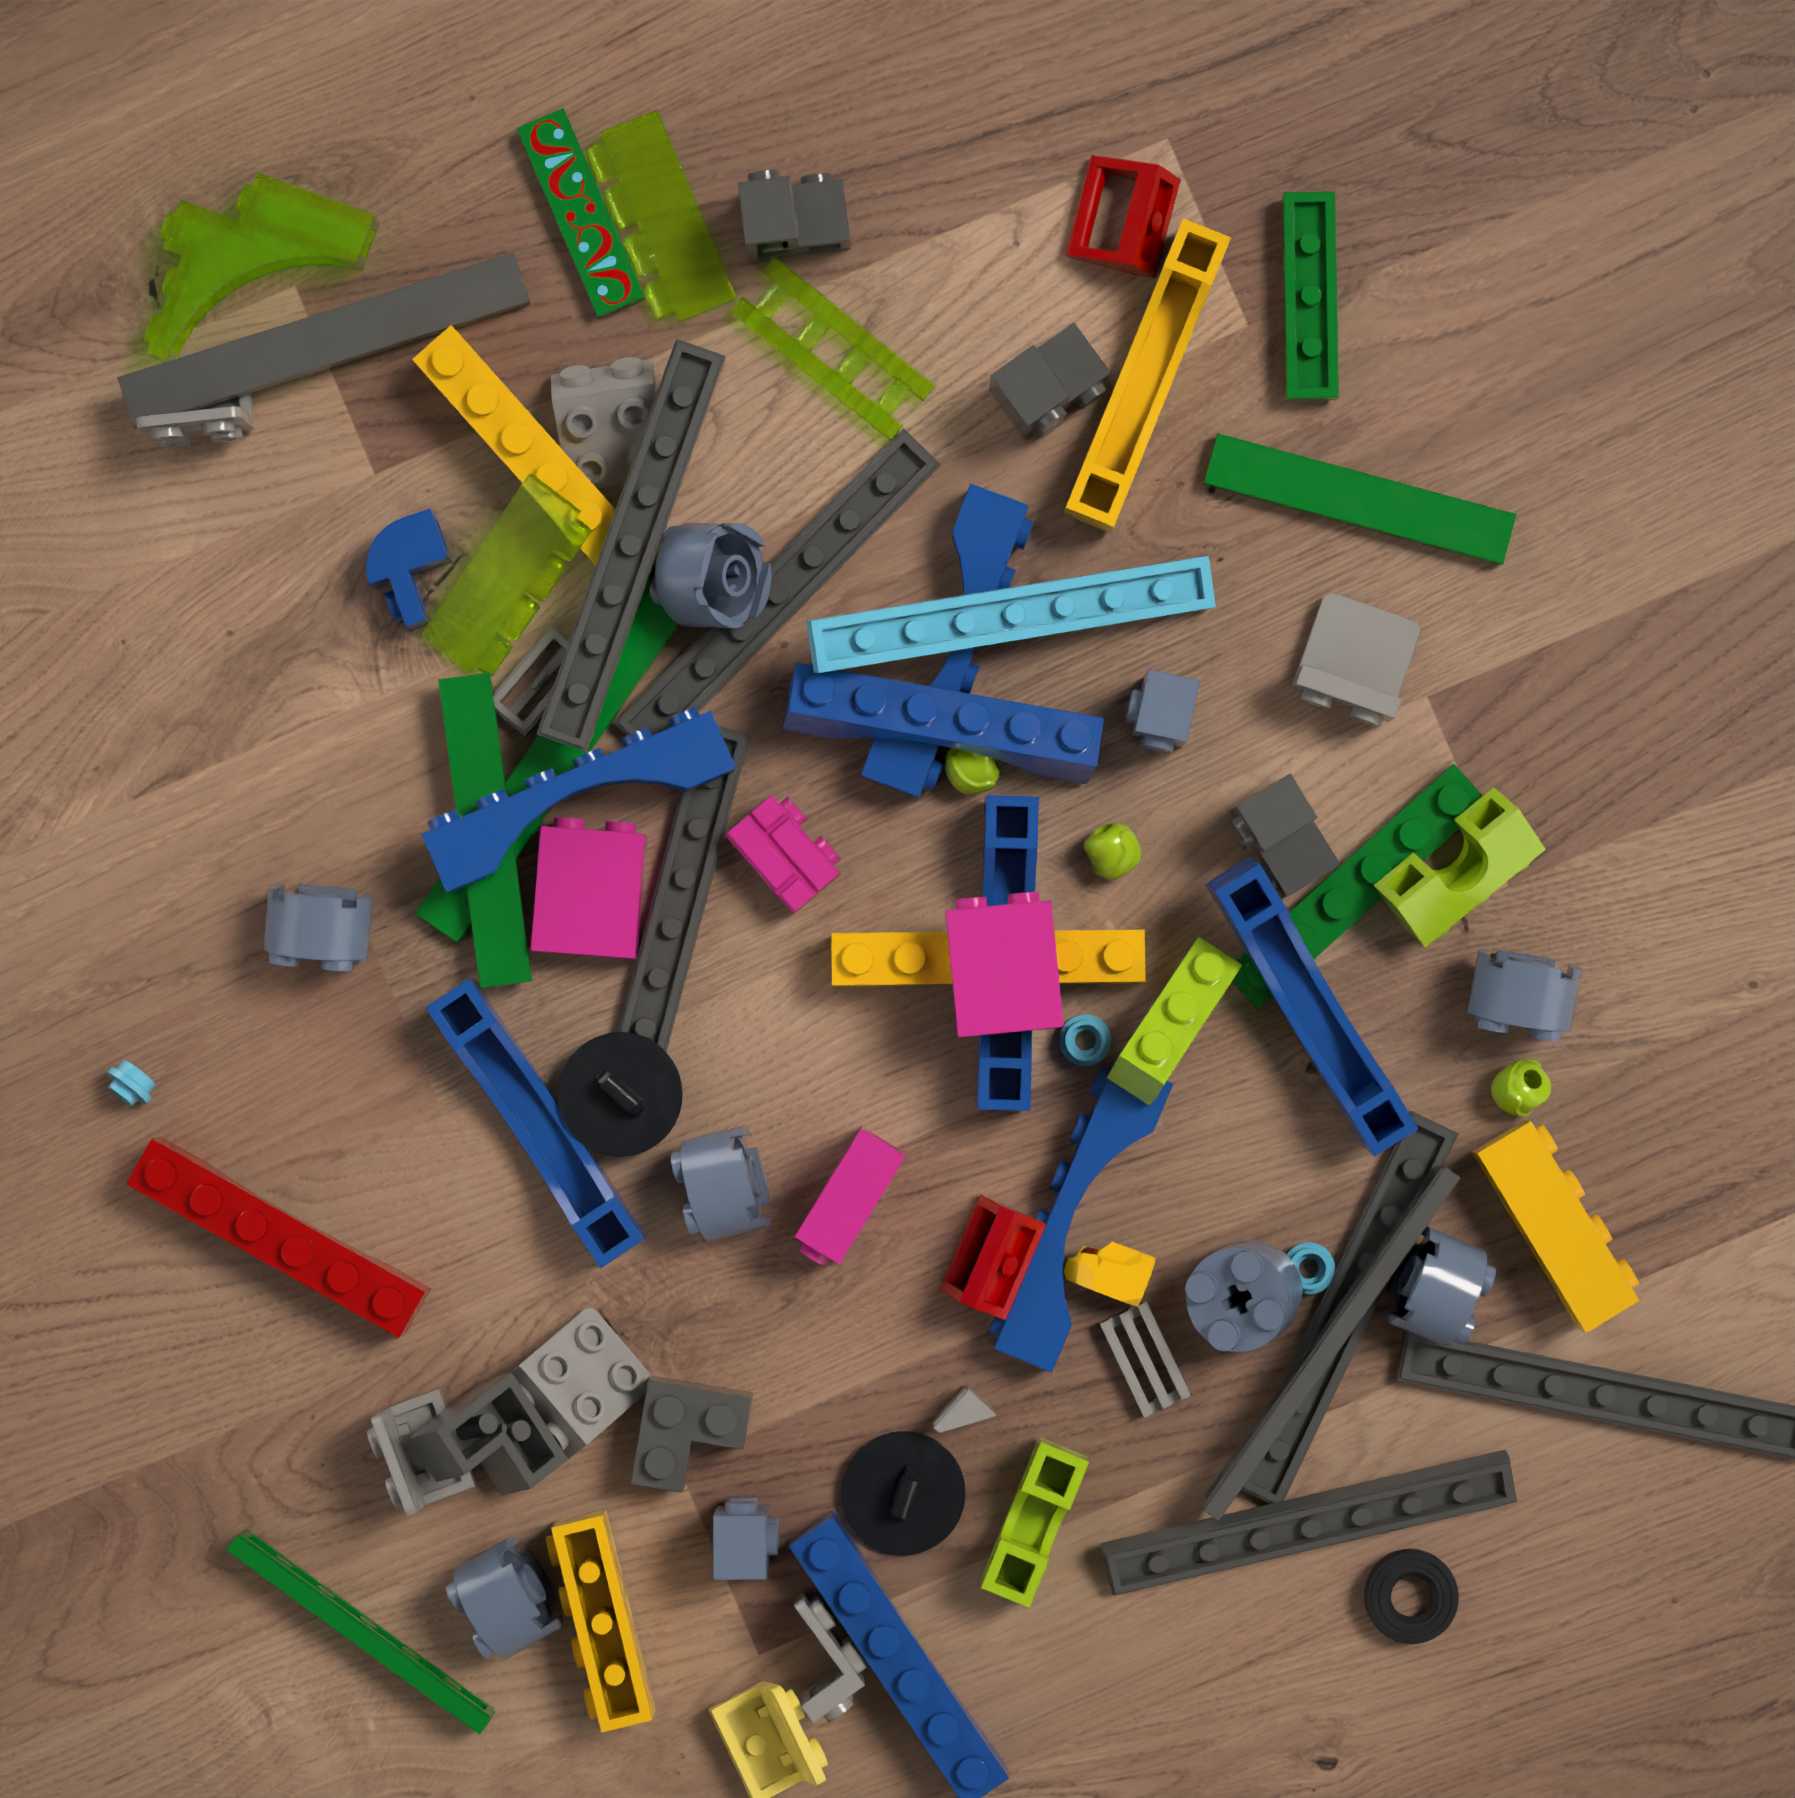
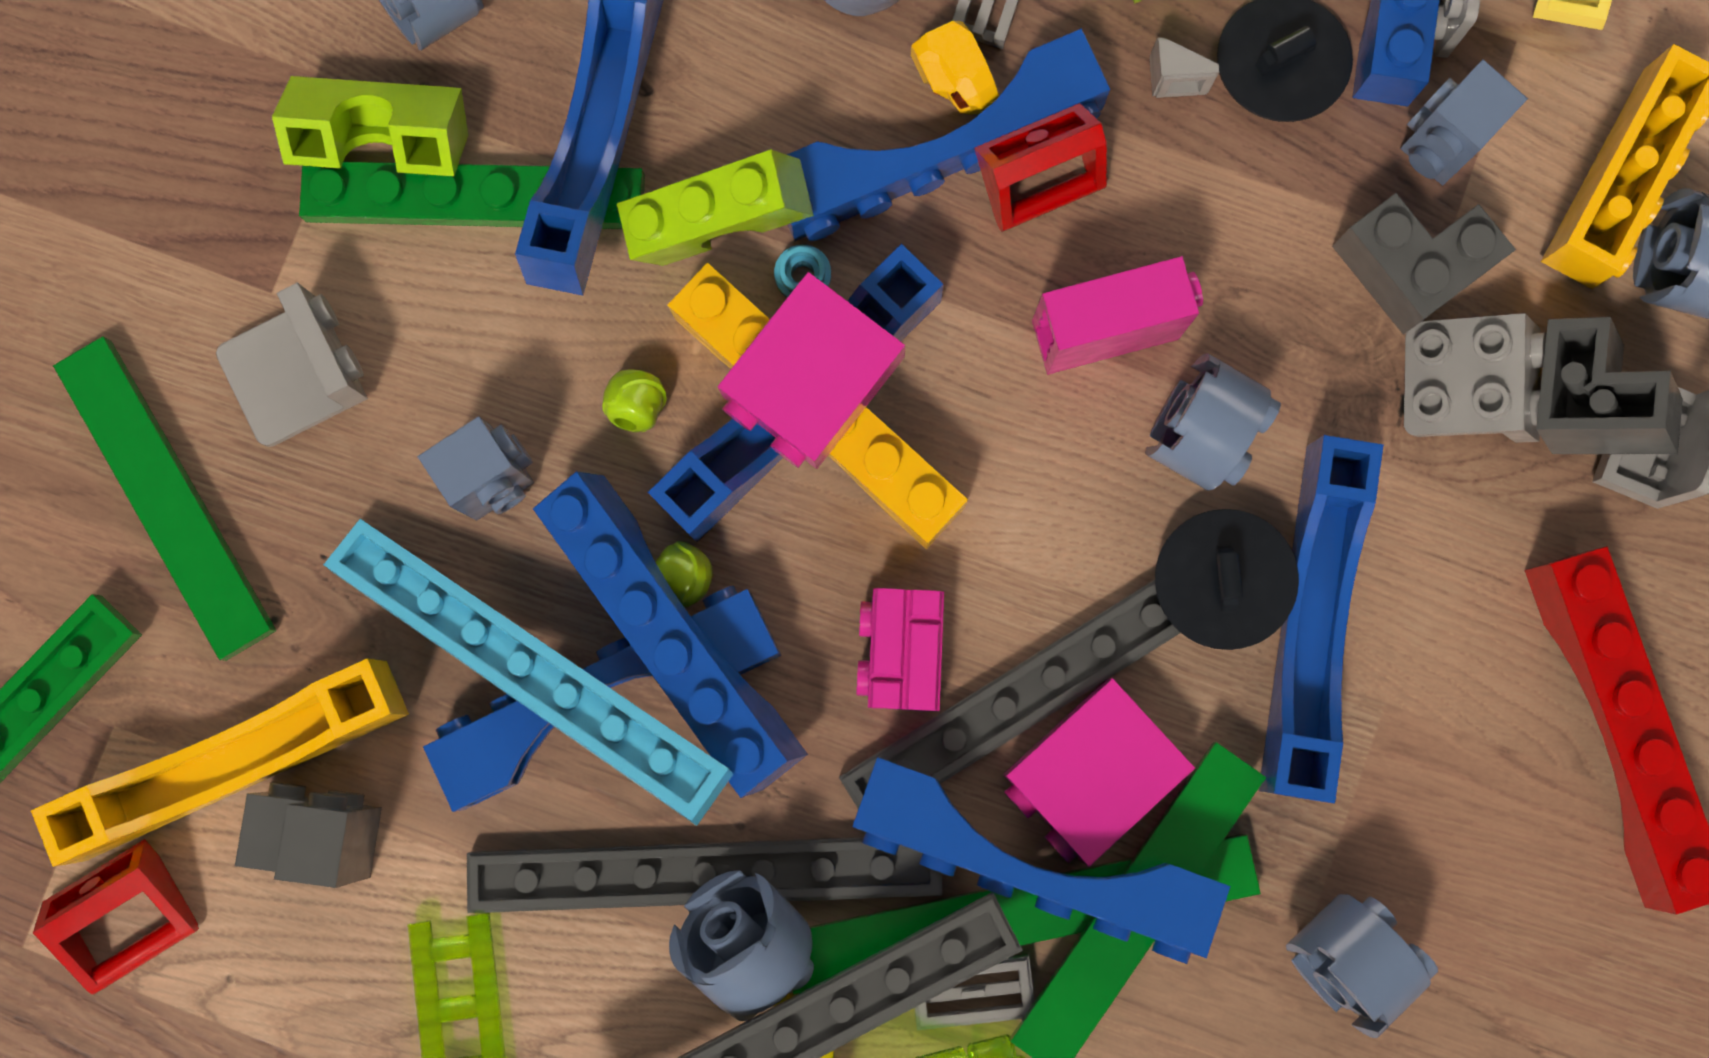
camera: 135 degrees left, 5 degrees down
(130, 1084) = (1640, 978): medium azure plate -> none
(1283, 836) = (480, 287): dark grey brick -> none

